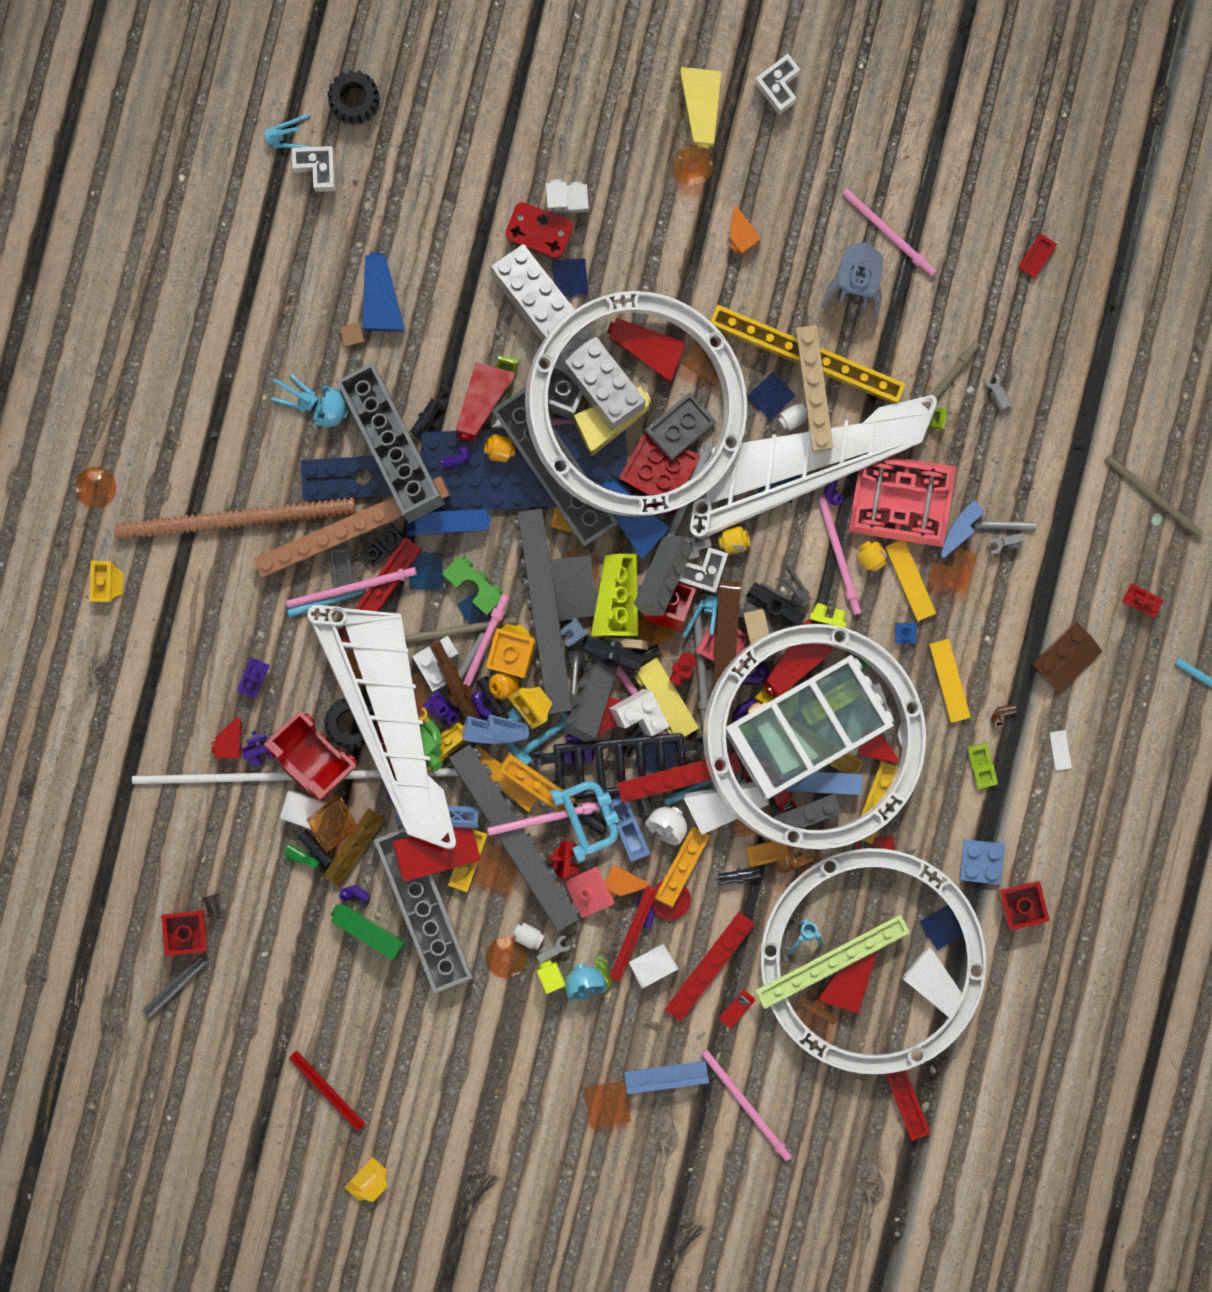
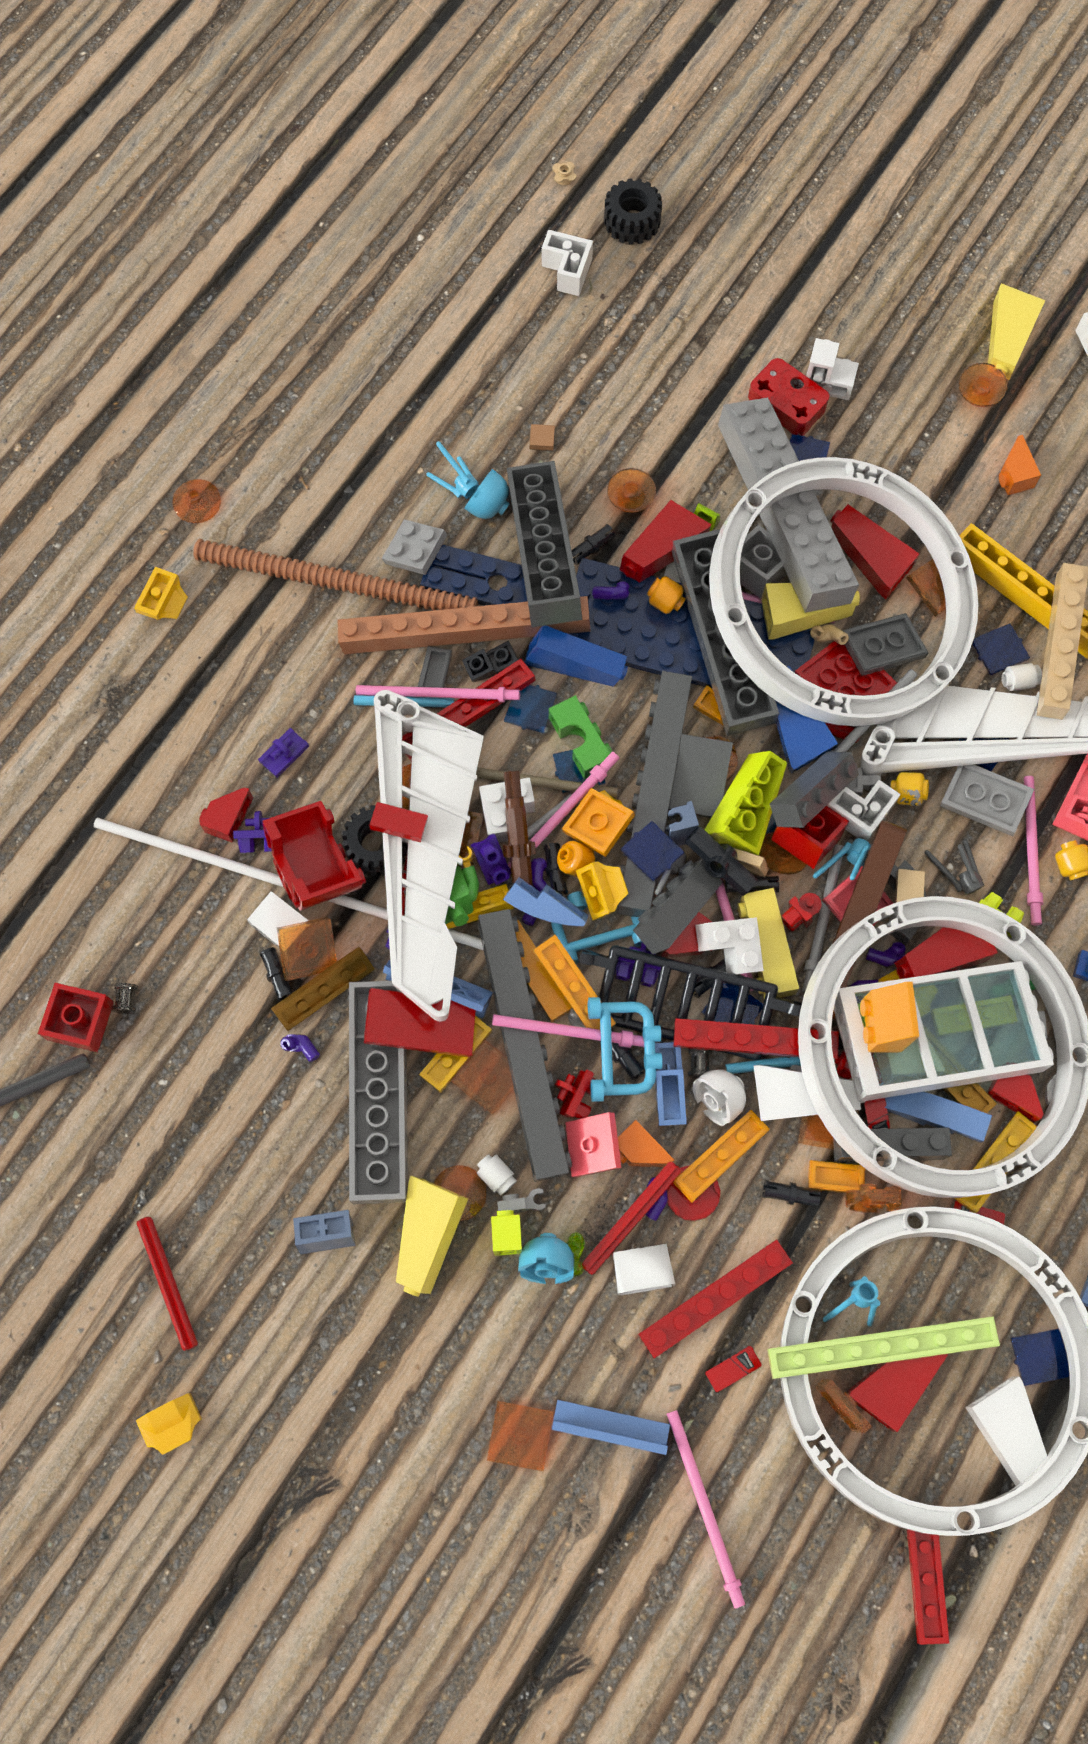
camera: 25 degrees right, 15 degrees down
(275, 134) = (535, 223): medium azure plant -> none
(287, 76) = (564, 173): none -> tan plate
(287, 470) = (414, 547): none -> light grey plate
(300, 856) = (254, 977): green bar -> none
(365, 710) = (398, 822): none -> red tile
(367, 931) = (299, 1095): green slope -> none
(380, 303) = (585, 411): blue slope -> none
(422, 1018) = (323, 1232): none -> sand blue hinge
(437, 350) = (631, 481): none -> clear orange dish
(495, 994) = (427, 1233): none -> light yellow slope
(558, 663) = (652, 851): none -> clear blue piece
(635, 433) = (829, 633): none -> tan arm
(763, 598) = (922, 860): black piece -> none
(766, 741) = (890, 1018): none -> light orange slope
(794, 527) = (987, 798): none -> light grey plate
(832, 494) = (1042, 776): dark purple arm -> none

